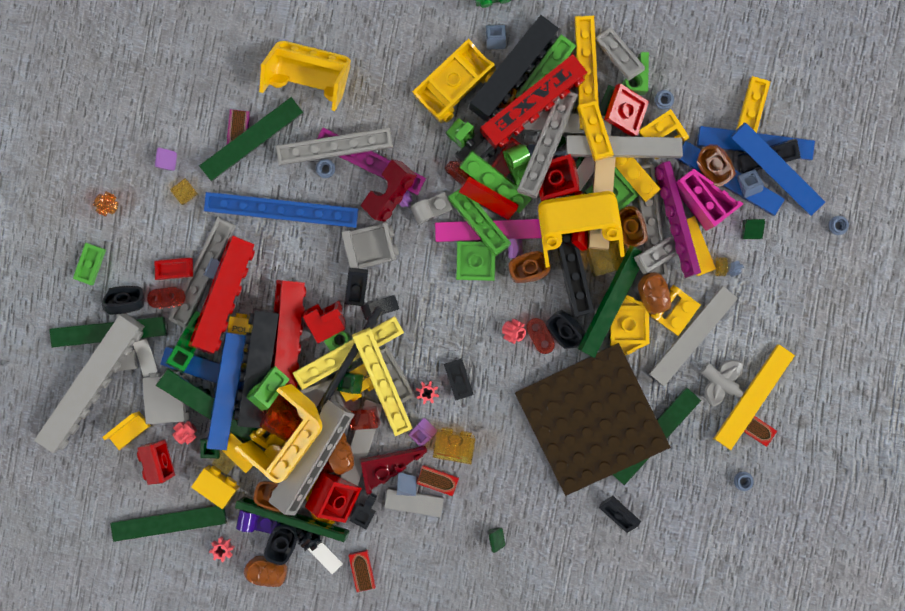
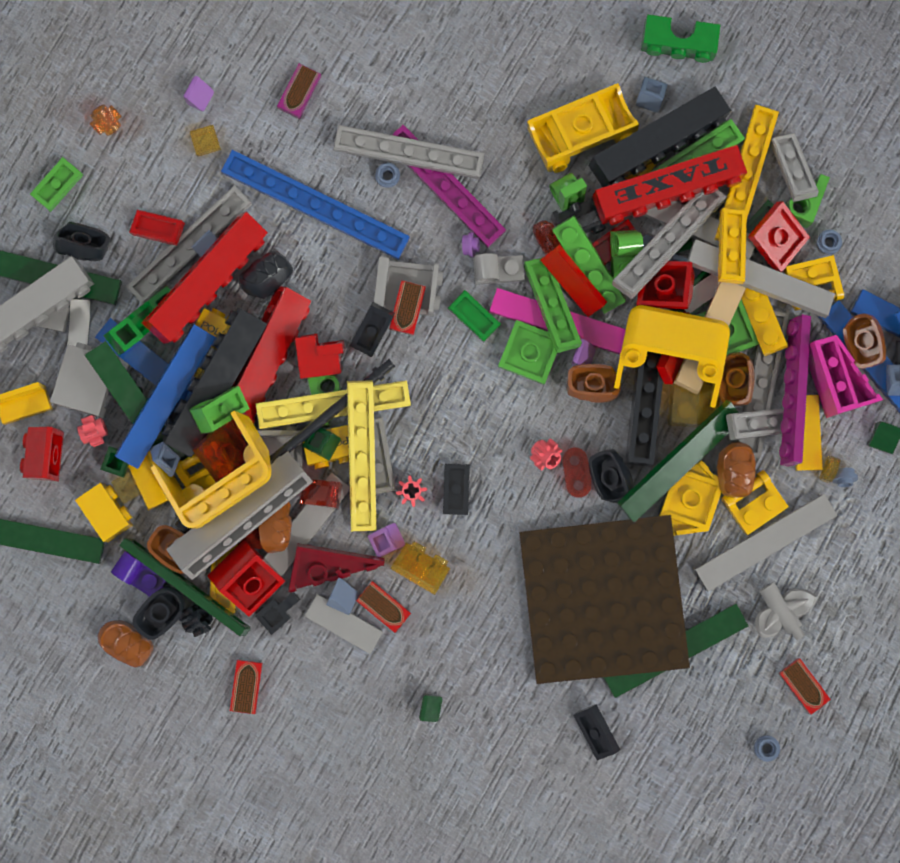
camera: 15 degrees right, 5 degrees down
(164, 297) = (132, 259): clear red plate -> none
(218, 553) = (89, 589): coral gear -> none
(242, 436) = (165, 458): none -> sand blue slope
(251, 139) = (311, 107): dark green tile -> none
(264, 275) = (265, 275): none -> black piece
(306, 67) = (410, 48): yellow windscreen -> none
(326, 558) = (207, 654): white sticker -> none
(375, 261) = (407, 308): none -> tile
(386, 304) = (404, 366): black sticker -> none
(399, 180) = (472, 219): dark red arch -> none
(426, 249) = (474, 316): none -> green tile
(754, 397) = (815, 646): yellow tile -> none

